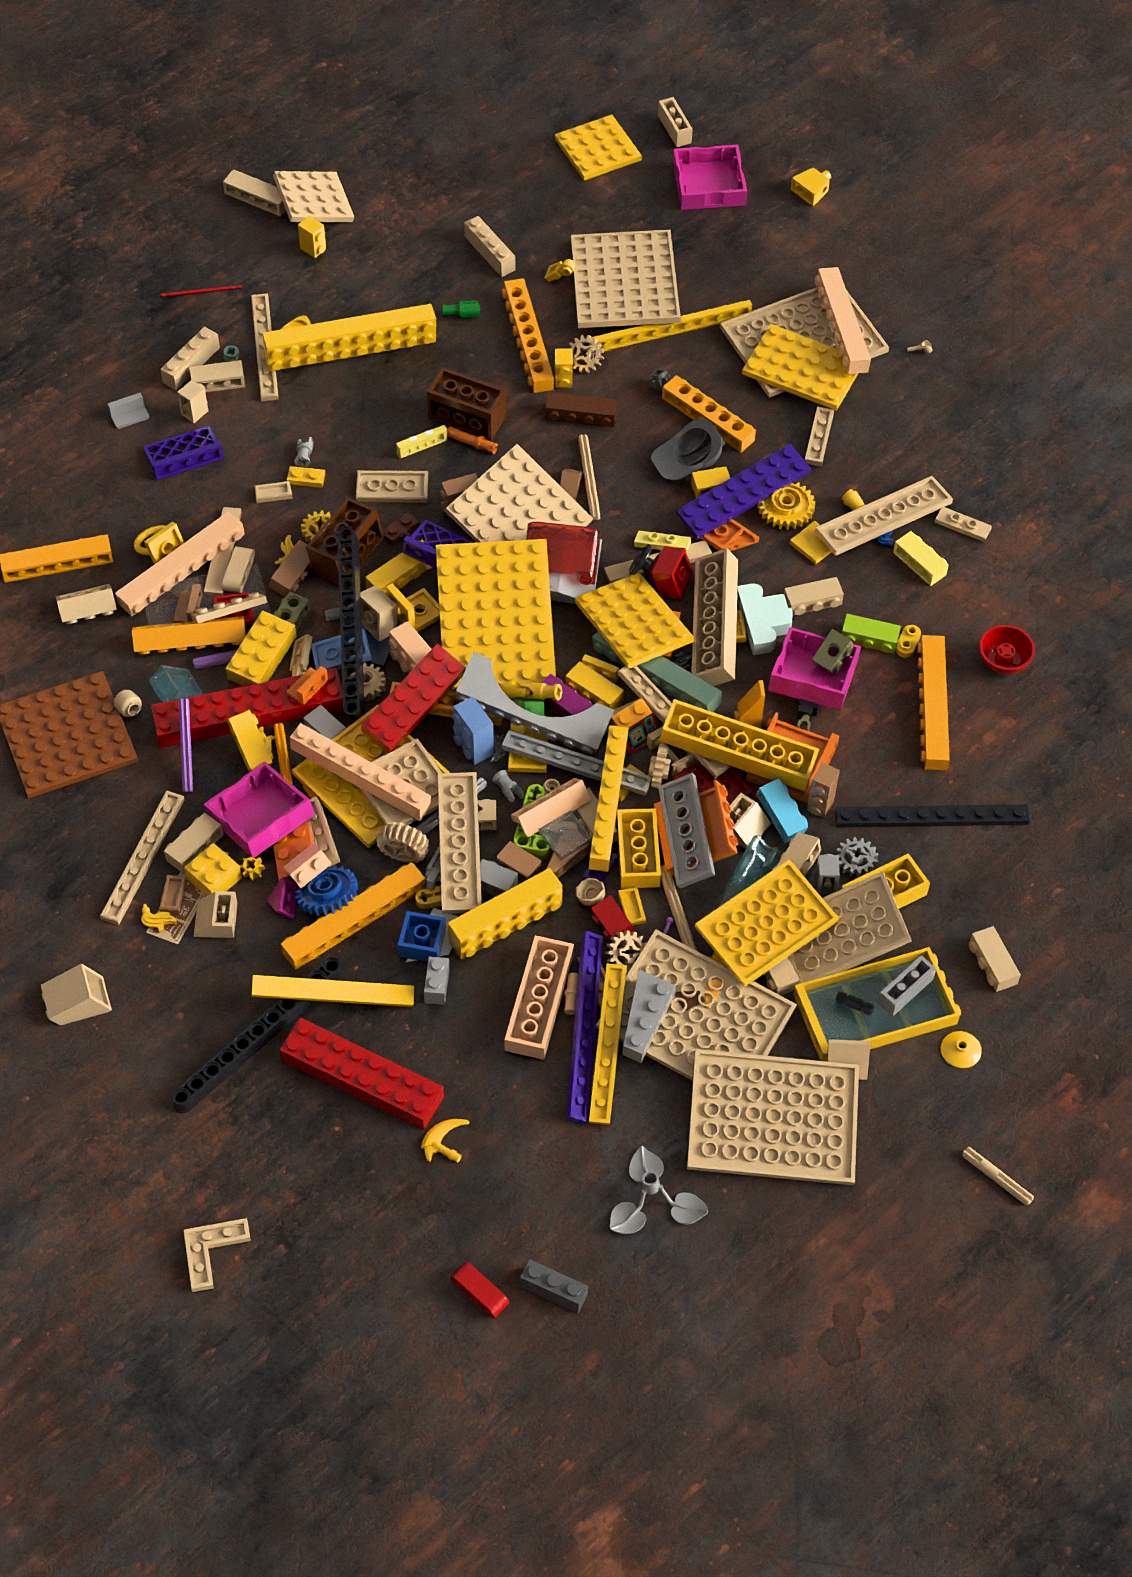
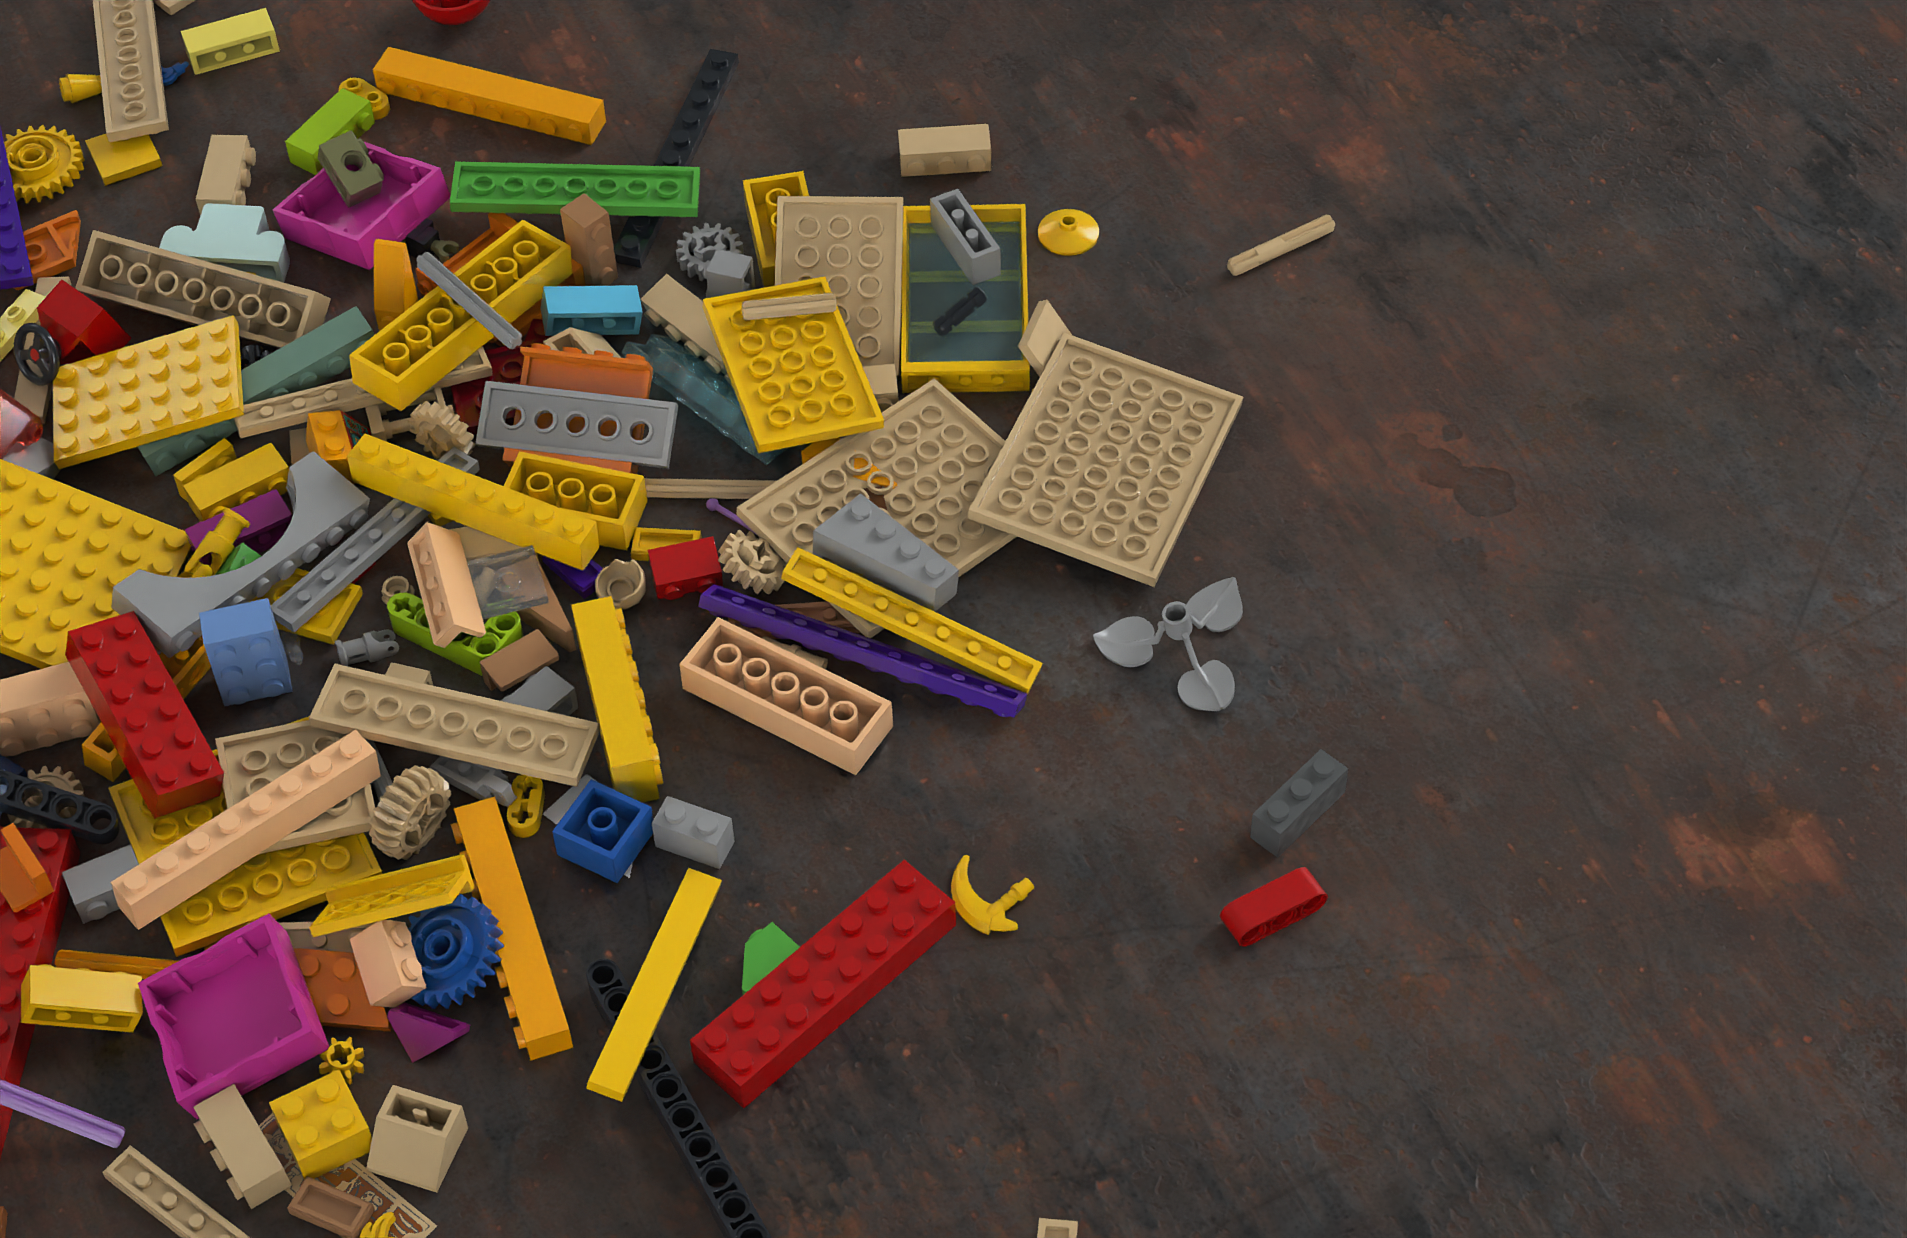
camera: 70 degrees left, 5 degrees down
(347, 844) = (393, 894): none -> yellow fence
(368, 1038) = (764, 953): none -> bright green slope
(737, 742) = (469, 300): none -> light grey axle
(802, 905) = (789, 306): none -> tan axle
(867, 771) = (549, 187): none -> bright green plate

